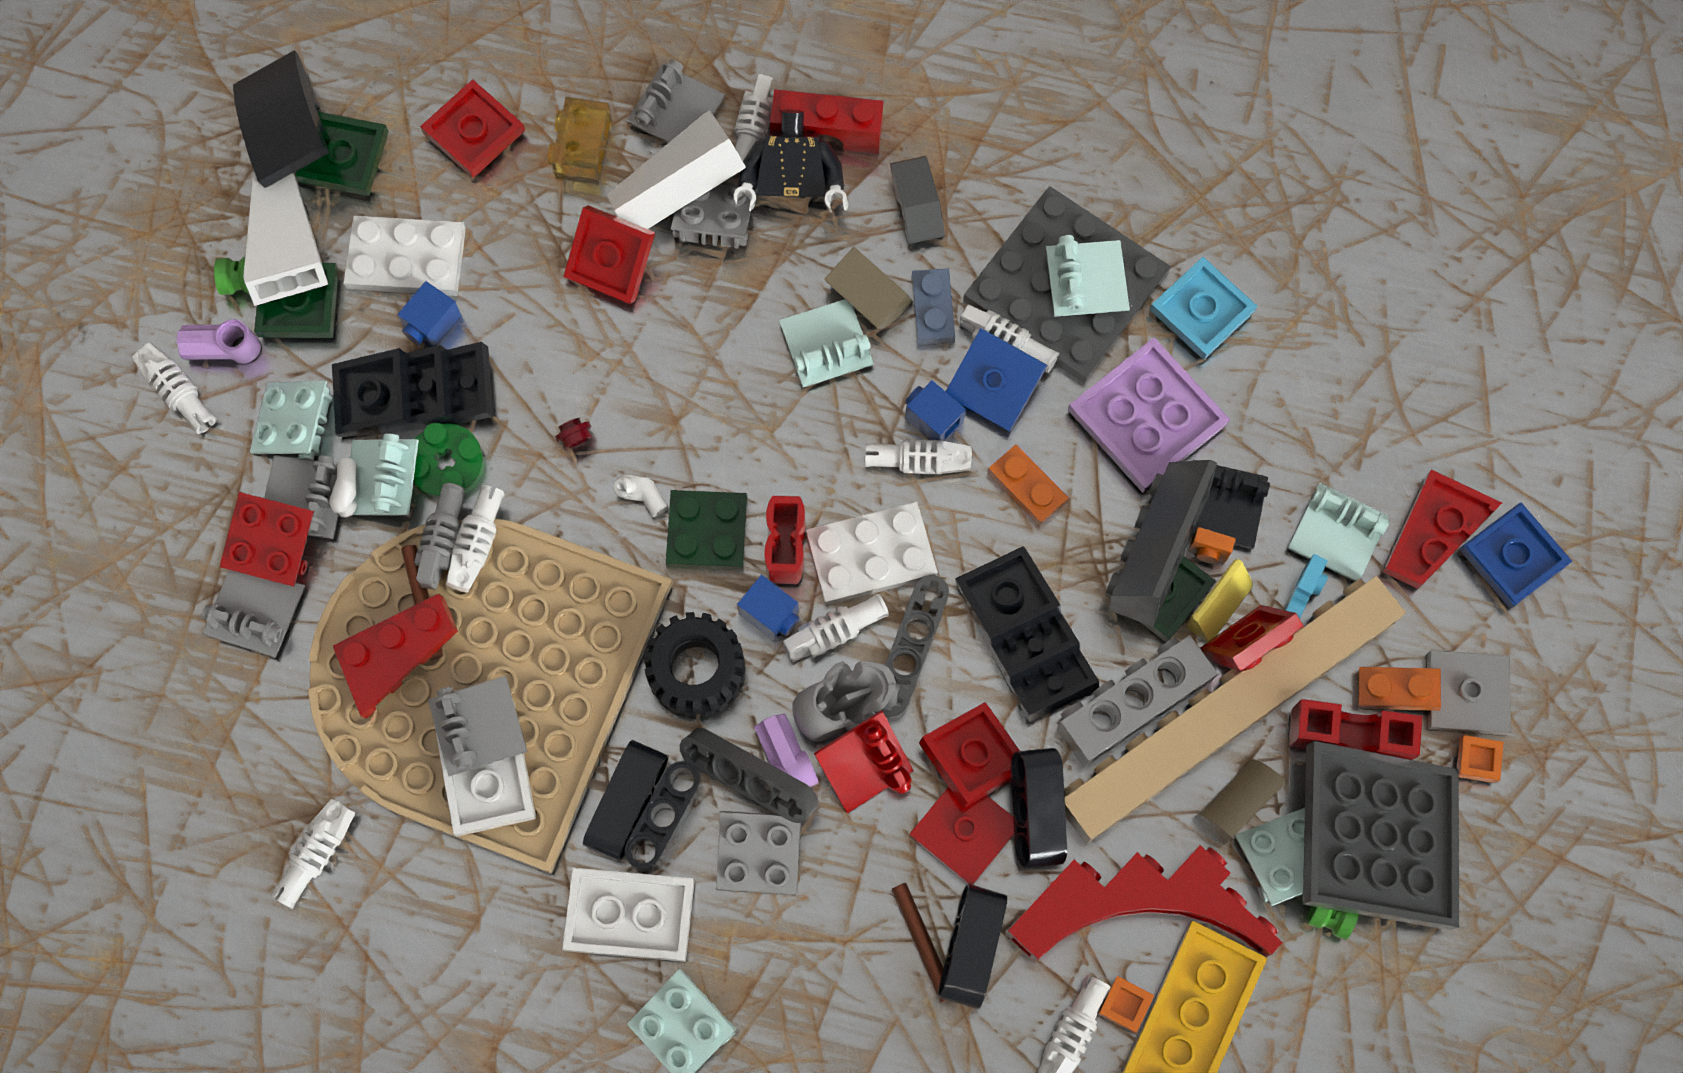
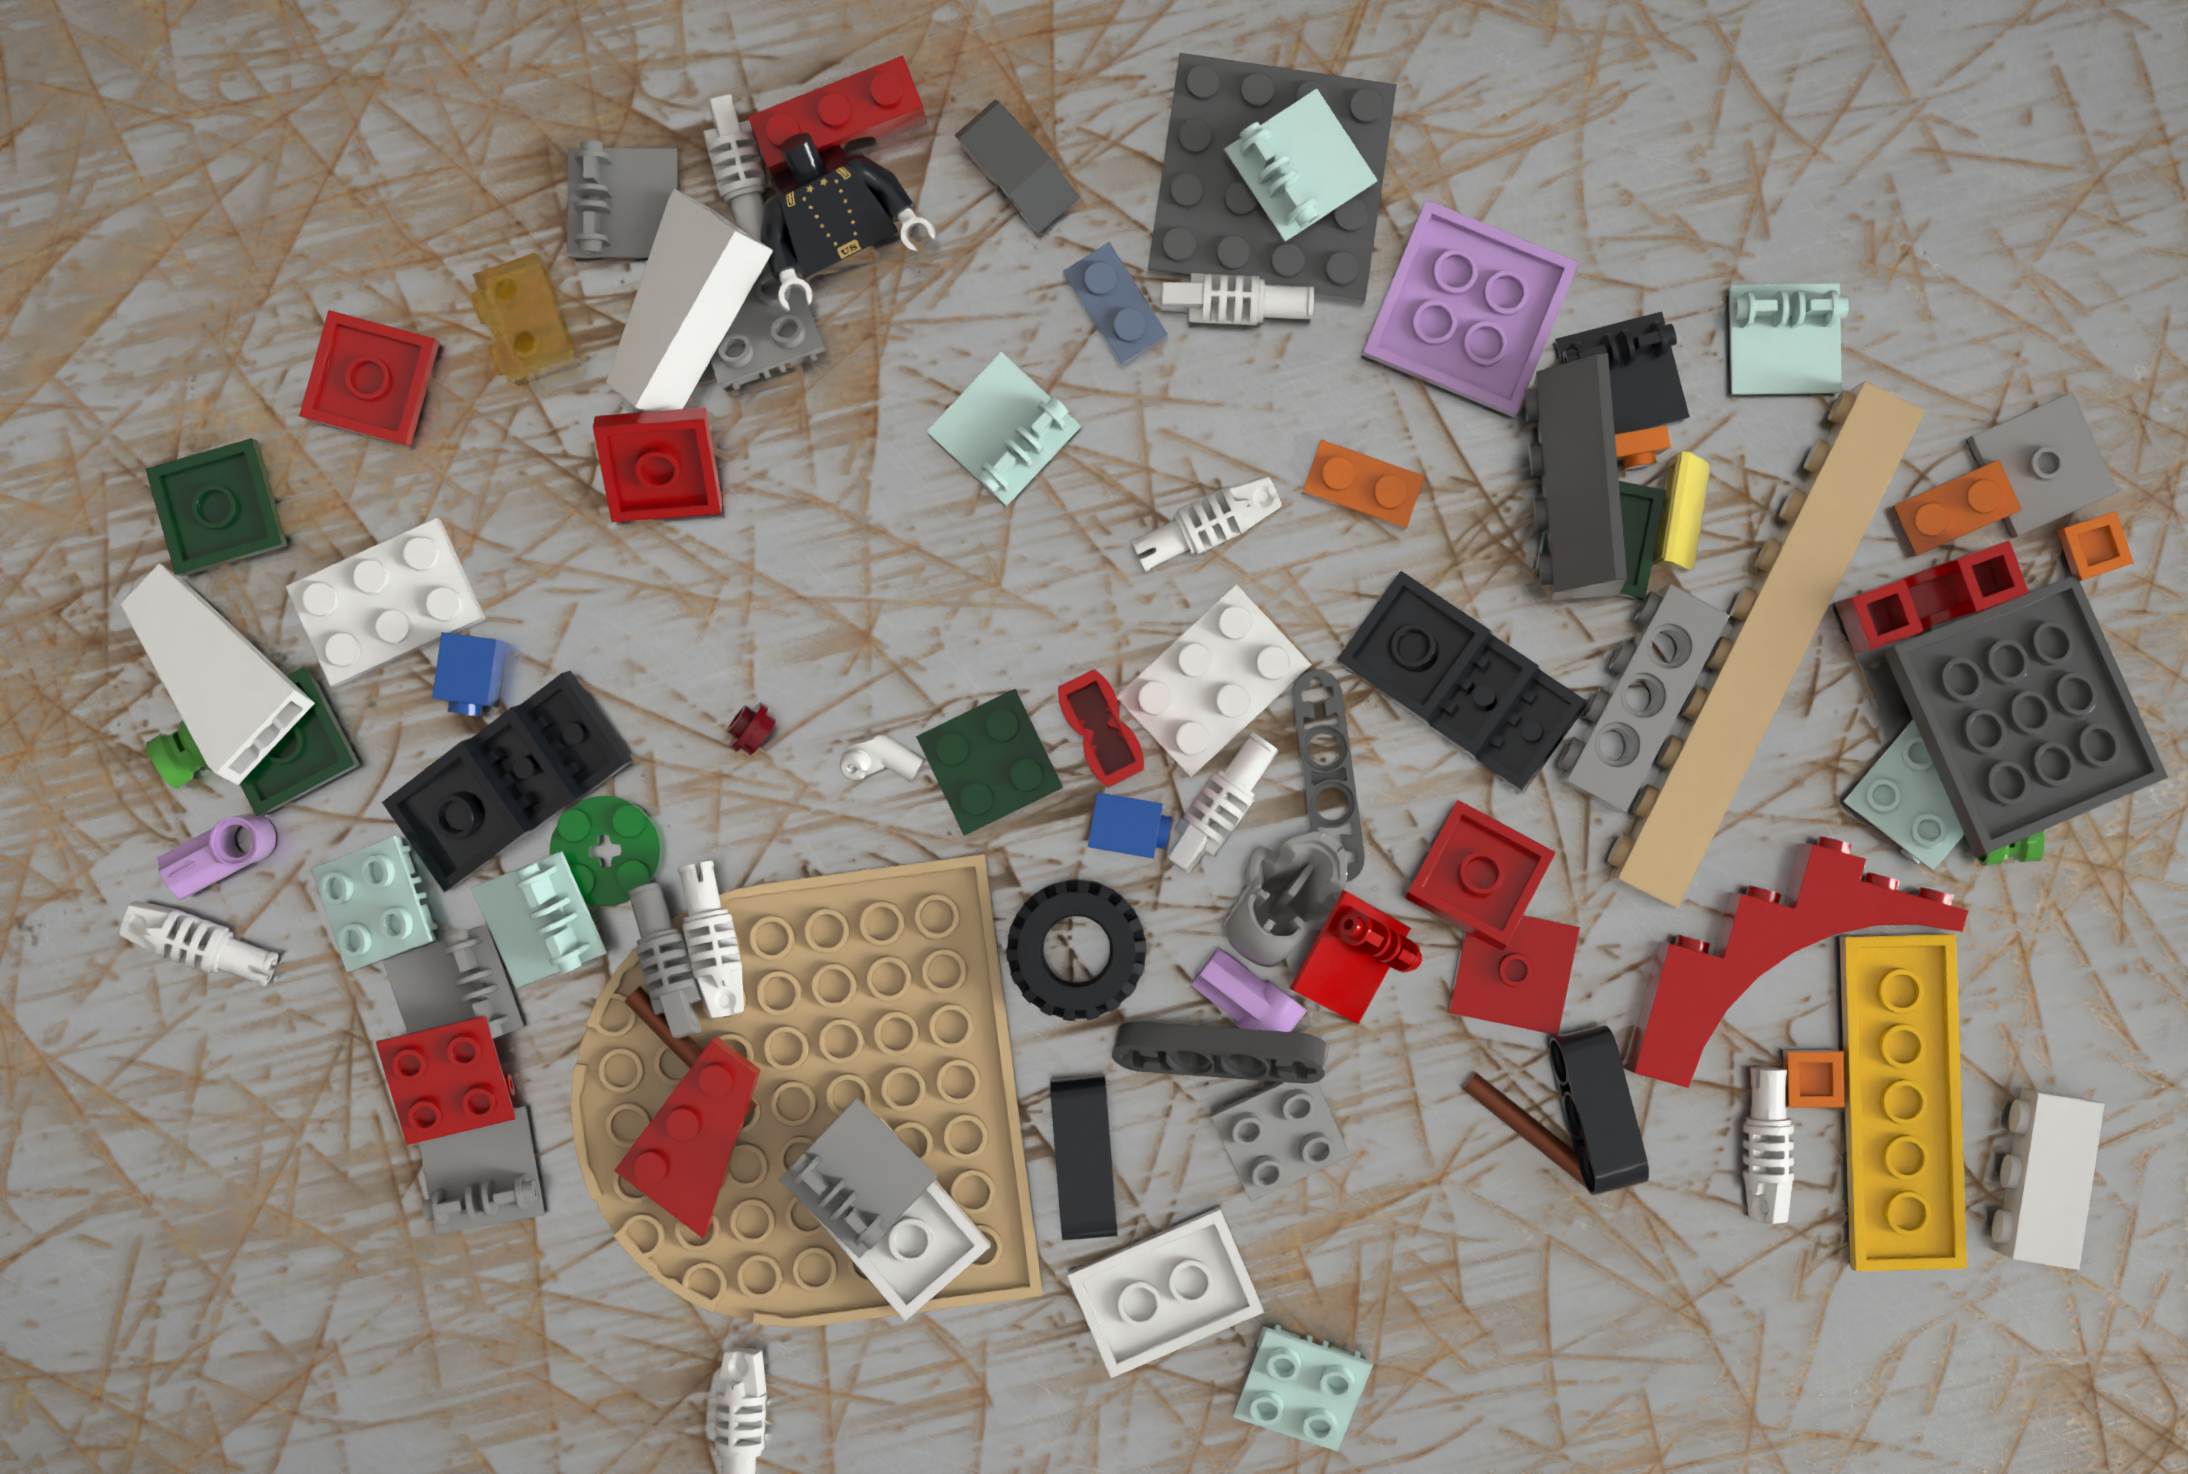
camera: 30 degrees left, 15 degrees up
(279, 119) = (107, 509): black slope -> none
(344, 489) = (505, 964): white arm -> none
(663, 797) = (1150, 1181): black beam -> none
(868, 289) = (1021, 329): dark tan brick -> none
(934, 412) = (1195, 454): blue brick -> none
(996, 379) = (1252, 367): blue plate -> none
(1039, 808) = (1594, 901): black beam -> none
(1203, 308) = (1467, 121): medium azure plate -> none
(1240, 800) = (1831, 756): dark tan brick -> none
(1252, 637) = (1749, 546): red plate -> none
(1310, 582) = (1781, 430): medium azure plate -> none
(1436, 527) = (1905, 267): red wing -> none
(1515, 555) = (2021, 252): blue plate -> none

